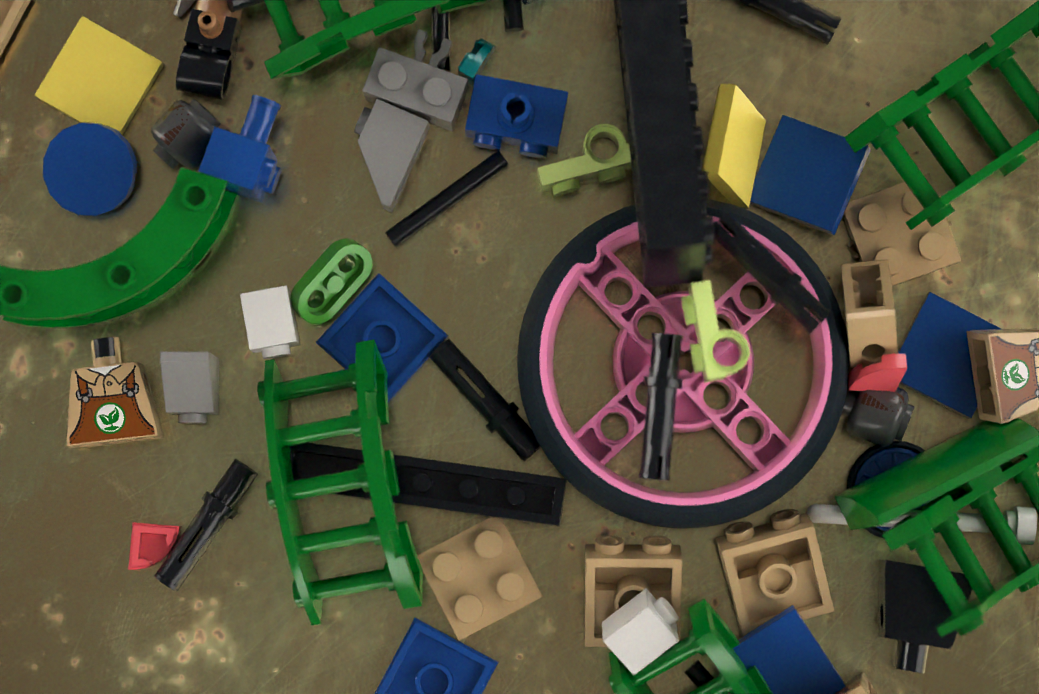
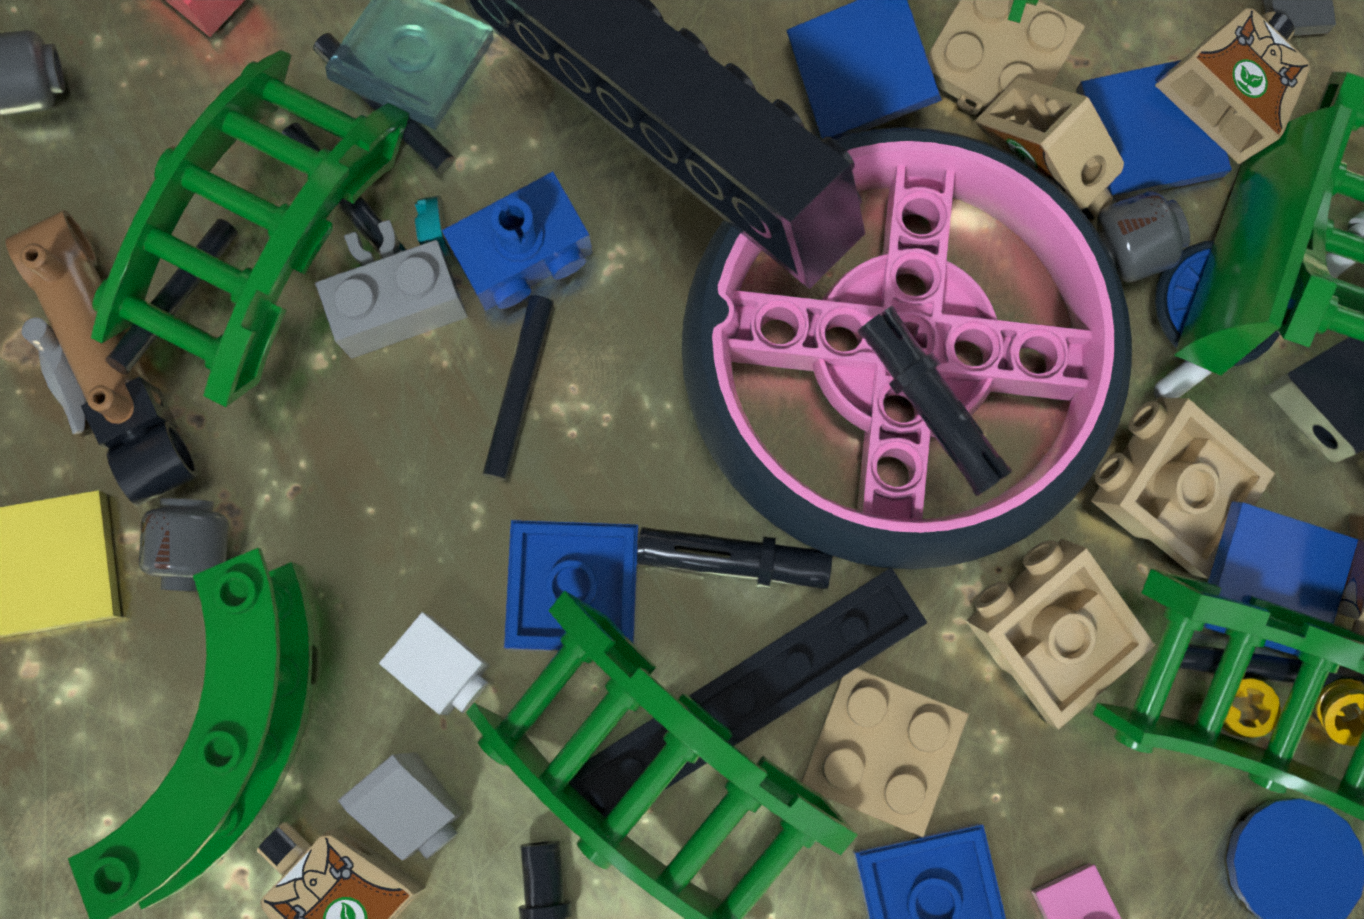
camera: 40 degrees left, 5 degrees down
(89, 168) = (108, 666): blue tile -> none
(245, 157) = (263, 509): blue brick -> none
(333, 282) = (468, 570): bright green plate -> none
(390, 147) = (414, 380): light grey slope -> none
(566, 175) = (622, 259): yellowish green plate -> none
(641, 630) = (1111, 660): white brick -> none
(700, 311) = (895, 266): yellowish green plate -> none
(734, 145) = (761, 66): light yellow tile -> none
(770, 273) = (939, 170): black pin -> none
(879, 376) = (1121, 189): coral tile -> none

